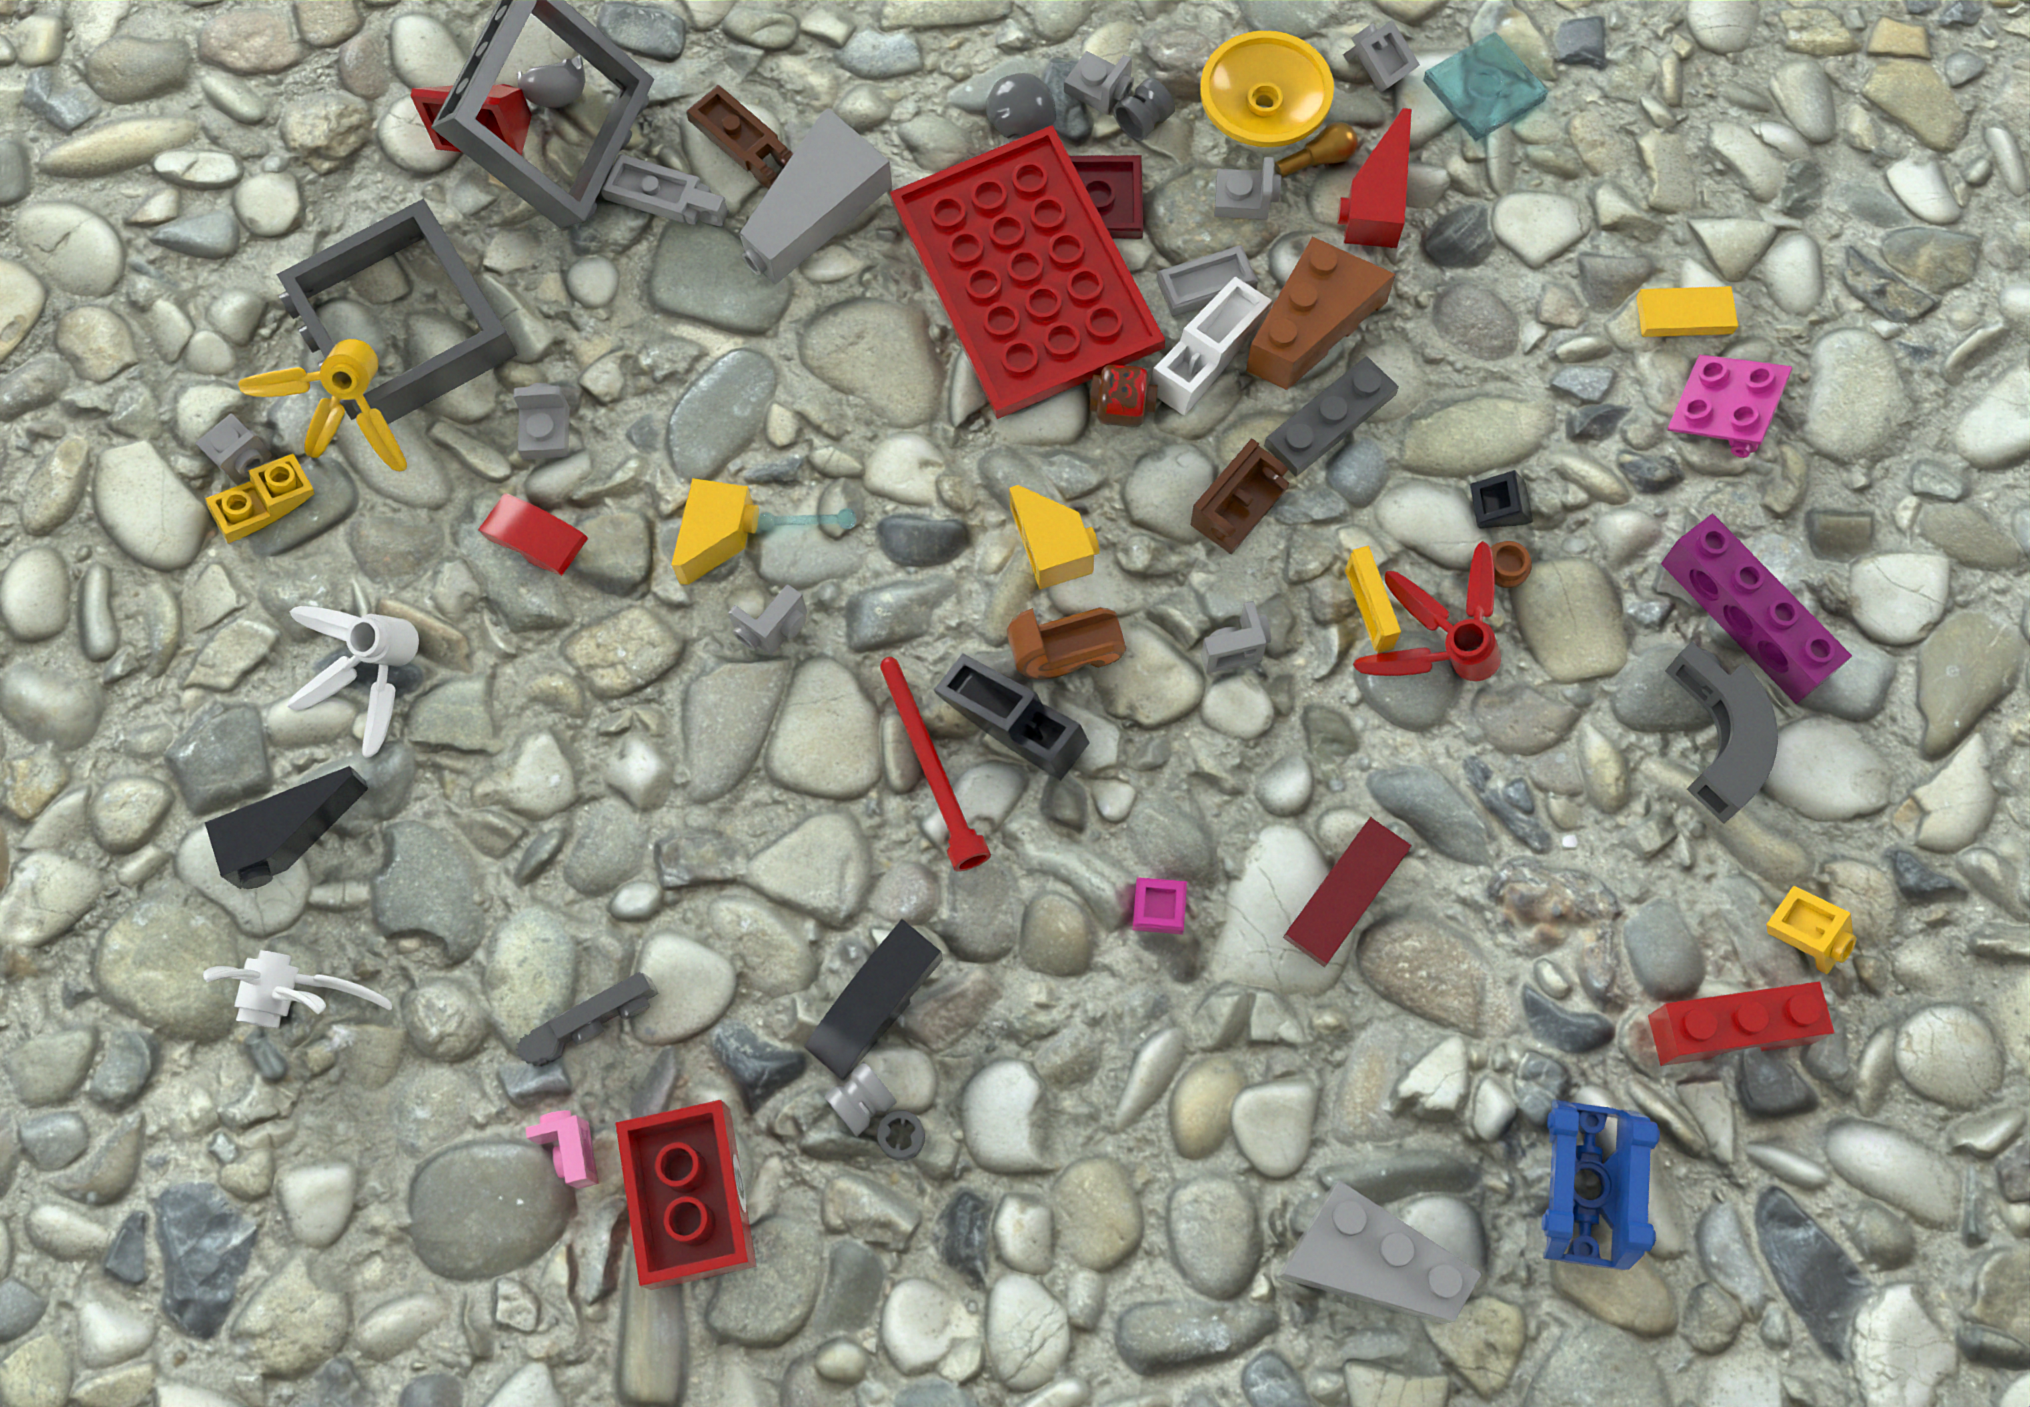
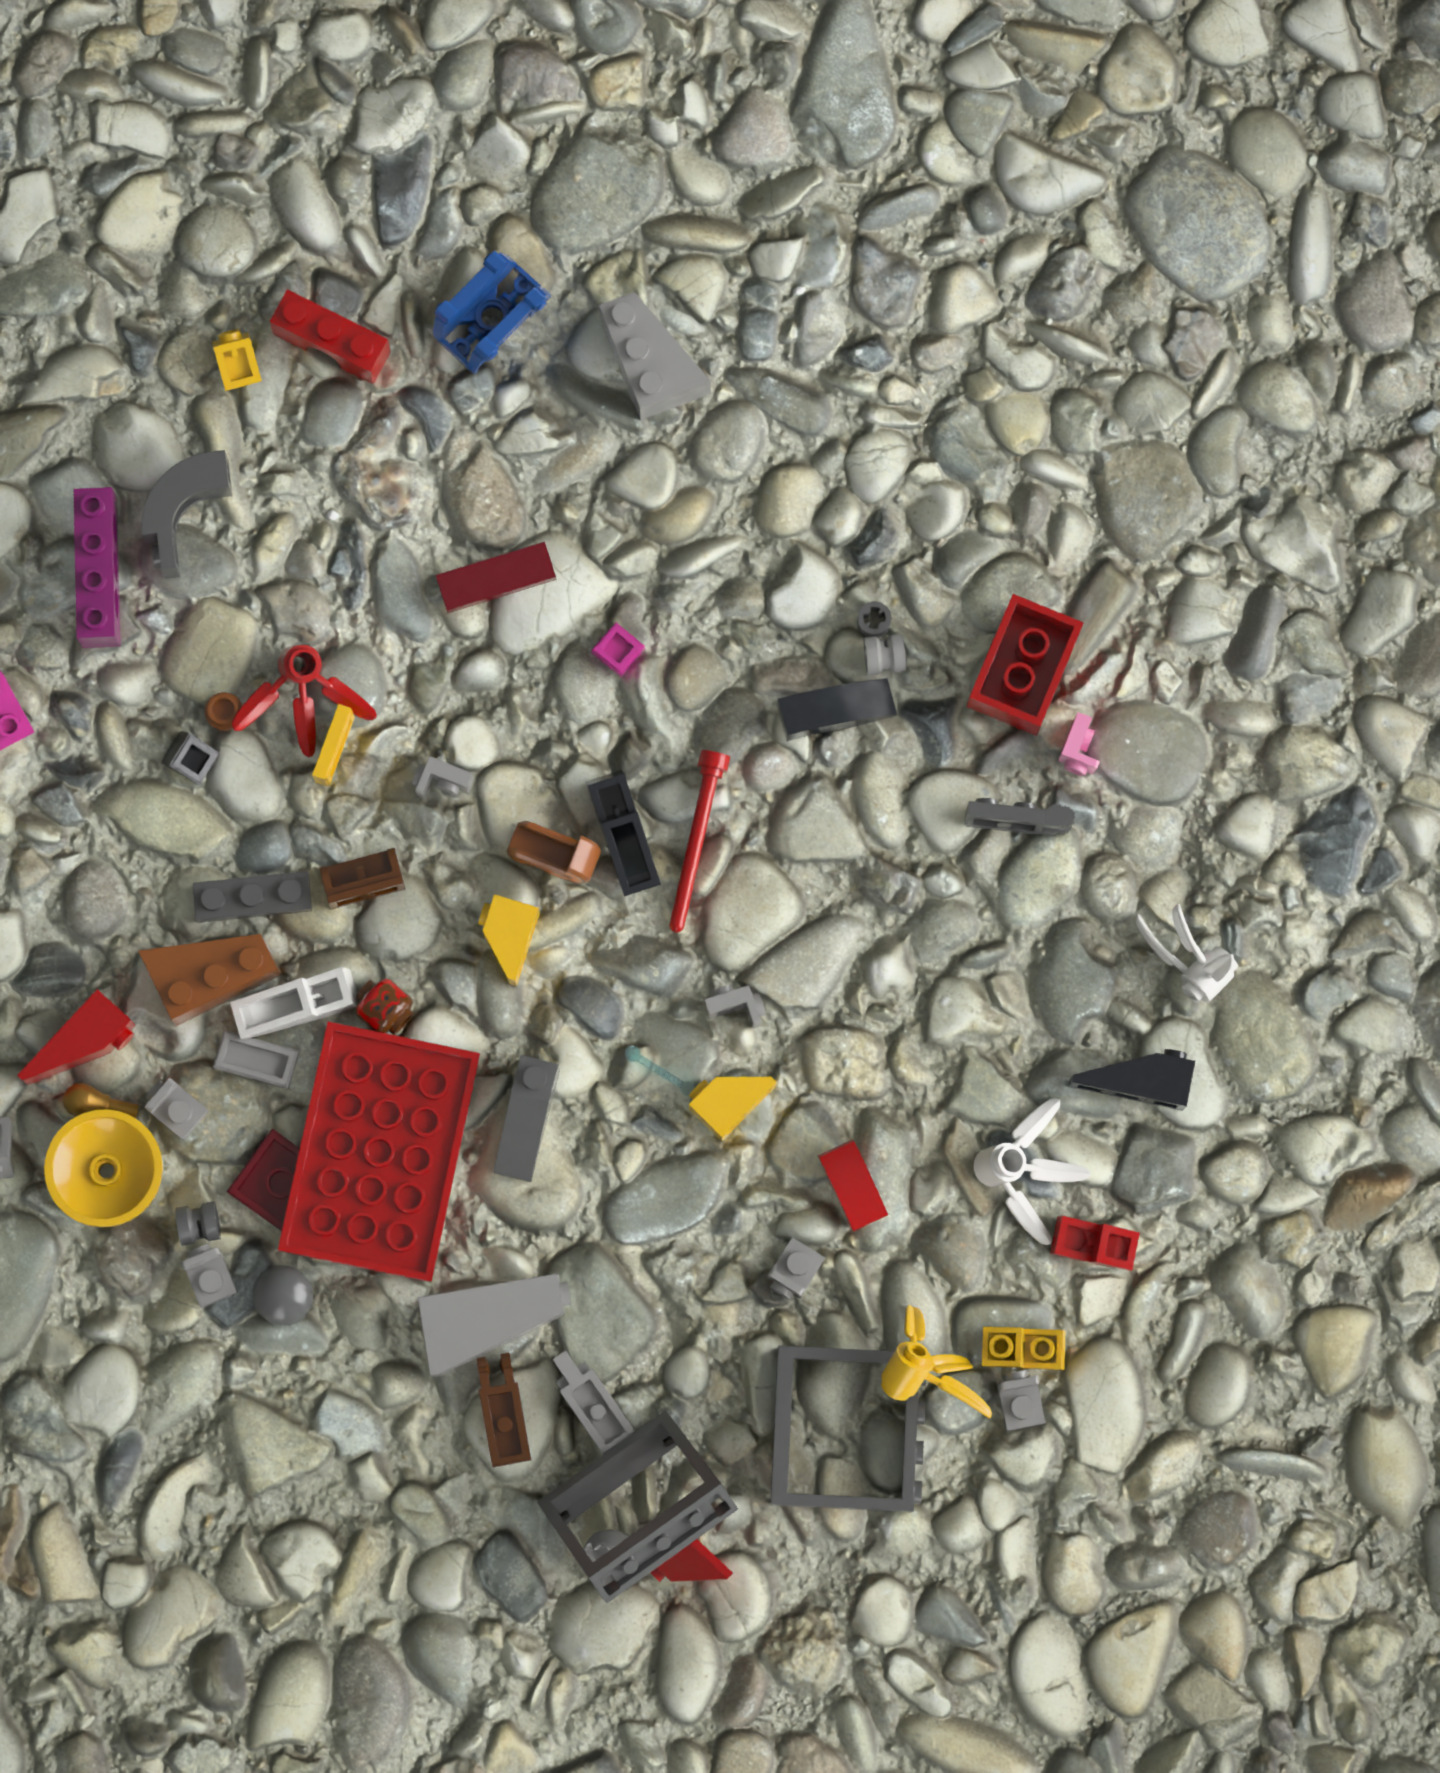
camera: 150 degrees left, 10 degrees up
(238, 644) = (1094, 1243): none -> red slope
(909, 393) = (526, 1118): none -> dark grey slope

